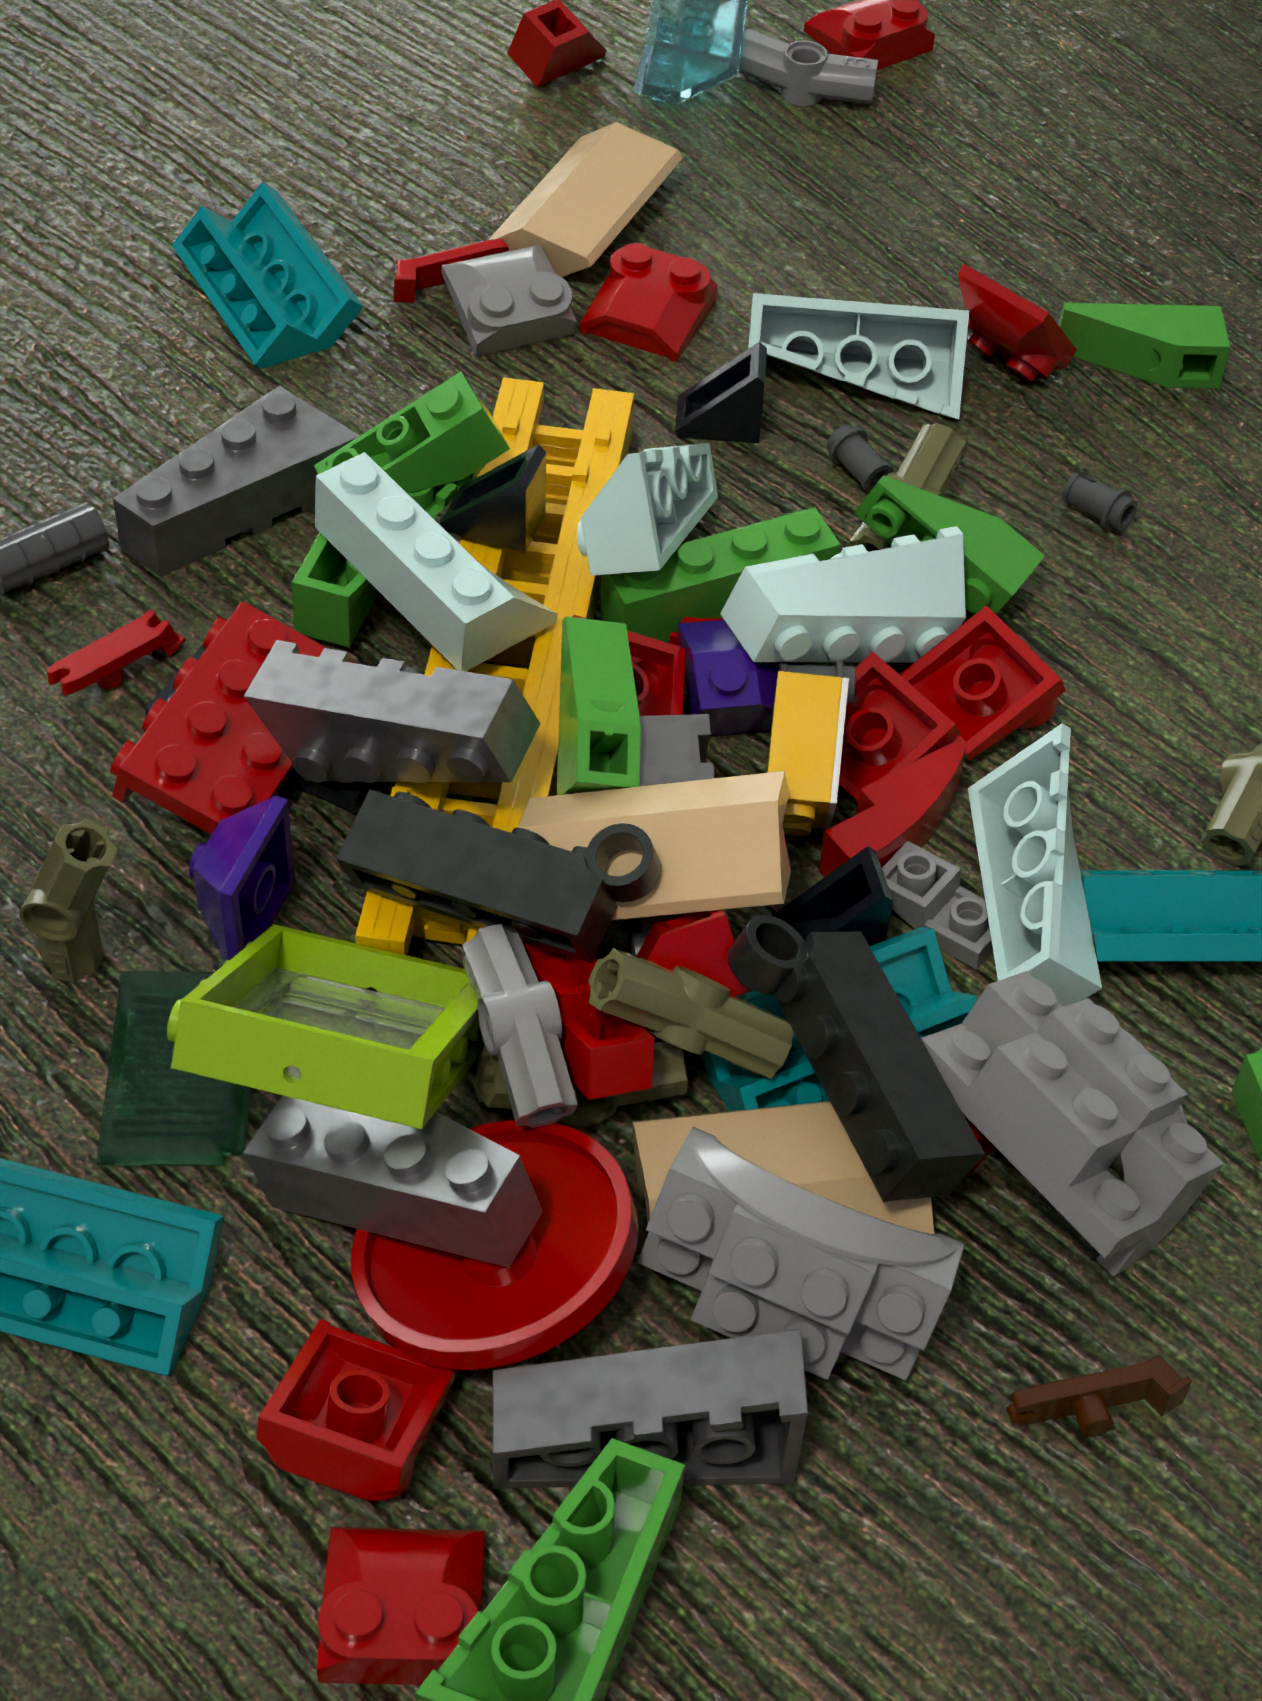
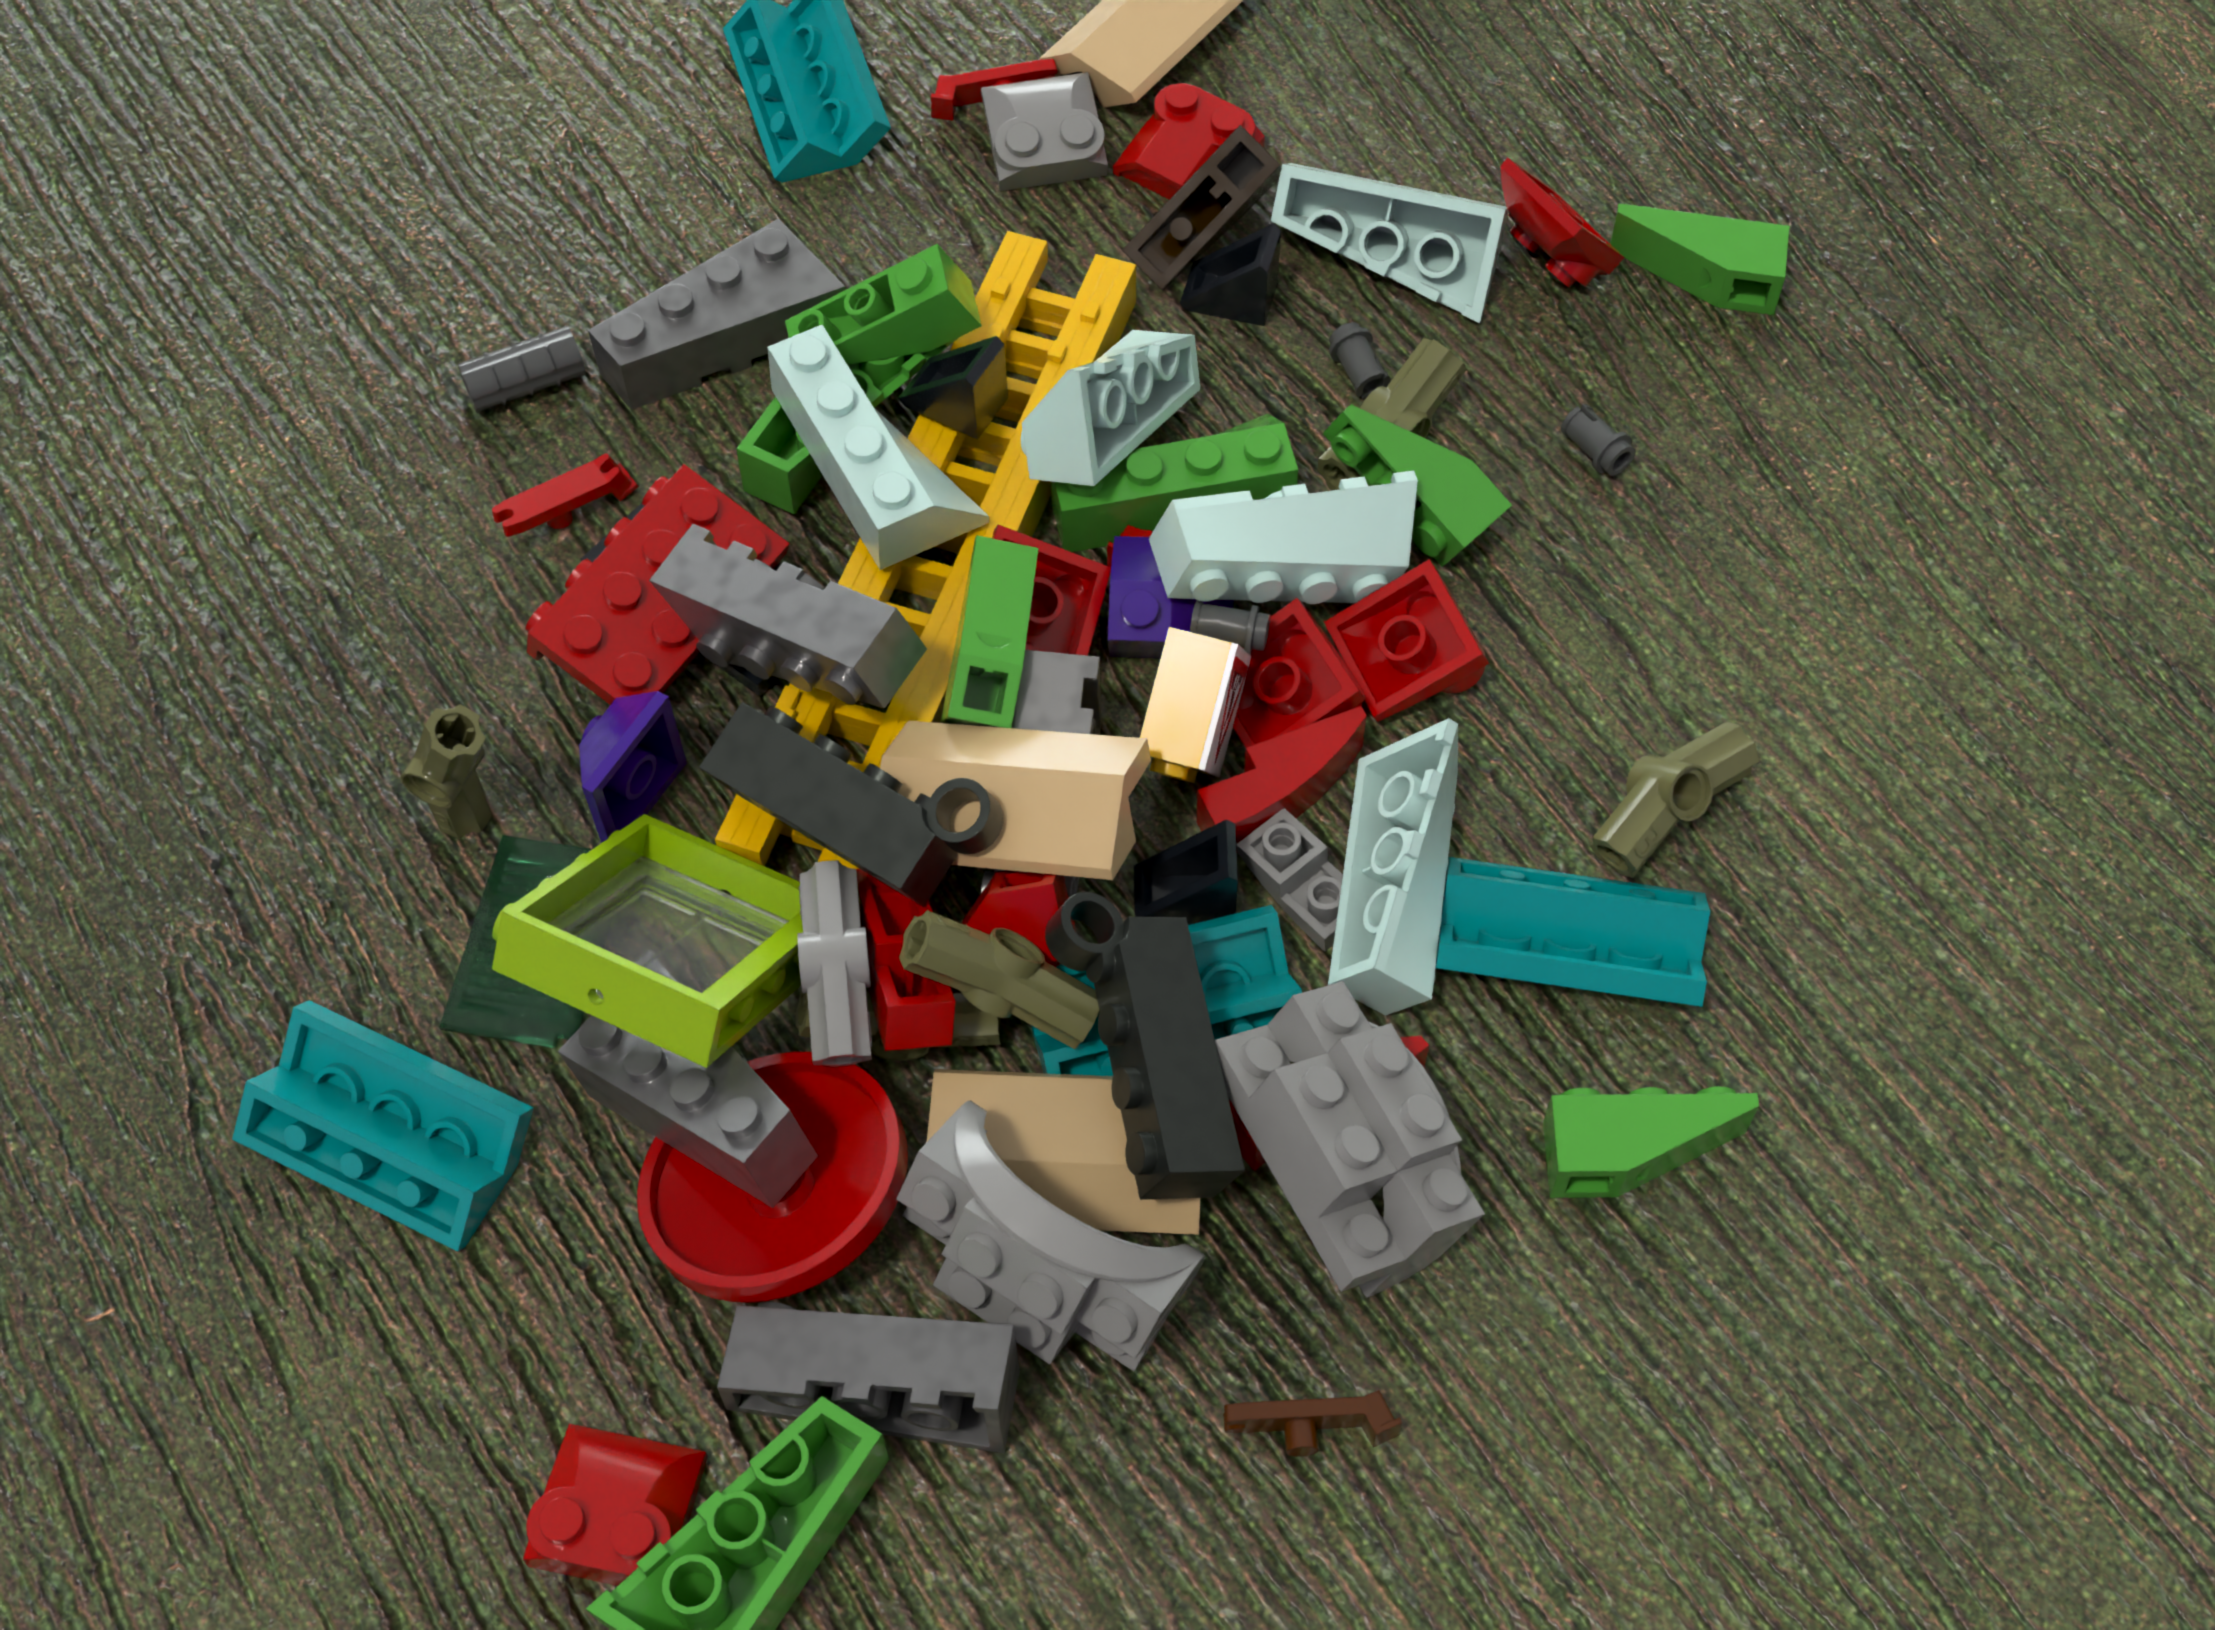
camera: 15 degrees right, 10 degrees up
(352, 1413) = (607, 1320): red slope -> none
(685, 341) = (1204, 208): none -> dark brown slope

